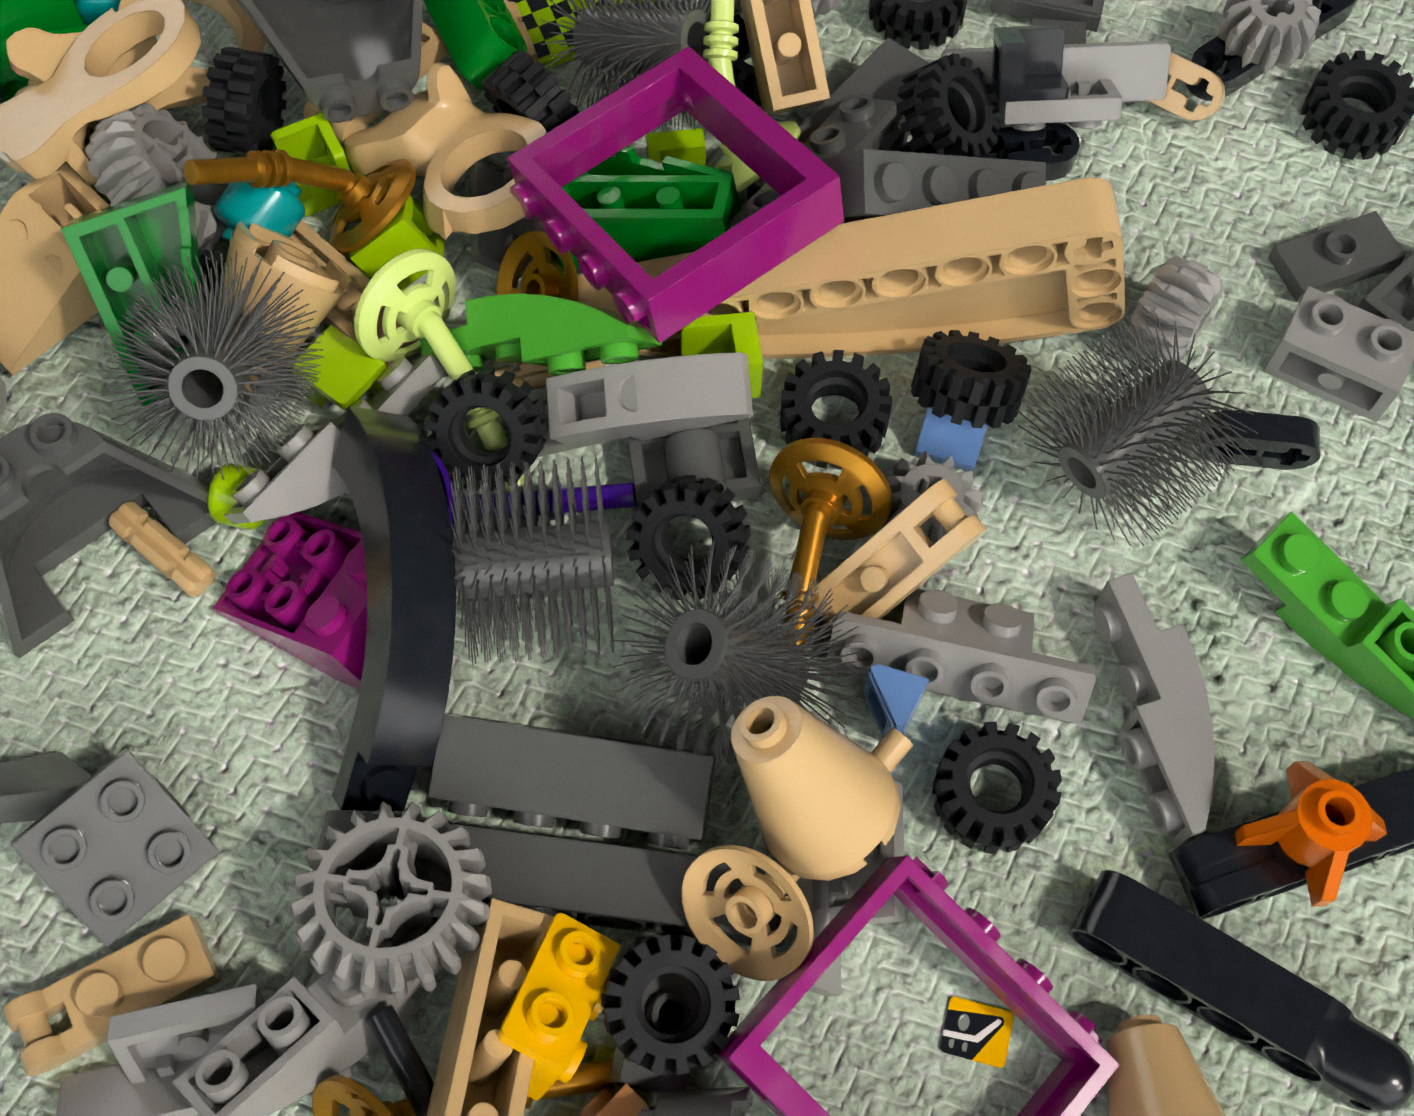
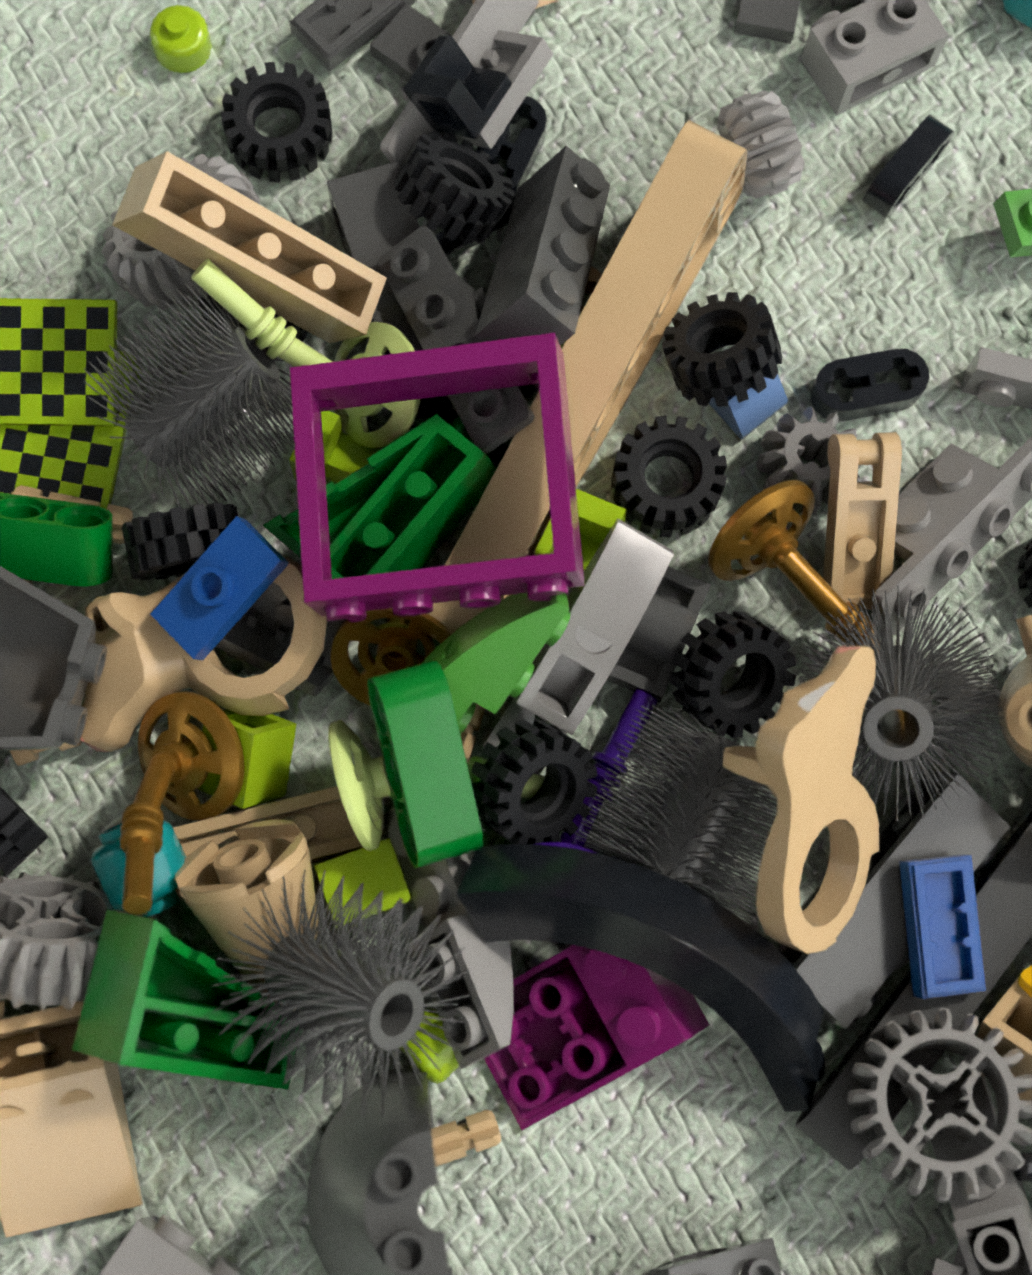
camera: 65 degrees left, 10 degrees up
(316, 142) = (96, 783): lime panel -> none
(439, 323) = (425, 763): none -> green beam
(495, 124) = (219, 588): none -> blue plate
(562, 818) = (942, 926): none -> blue plate
(595, 579) = (807, 766): none -> tan animal
(893, 696) = (971, 595): medium blue slope -> none
(1037, 521) = (866, 372): none -> black beam
(1136, 428) = (871, 256): dark grey piece -> none

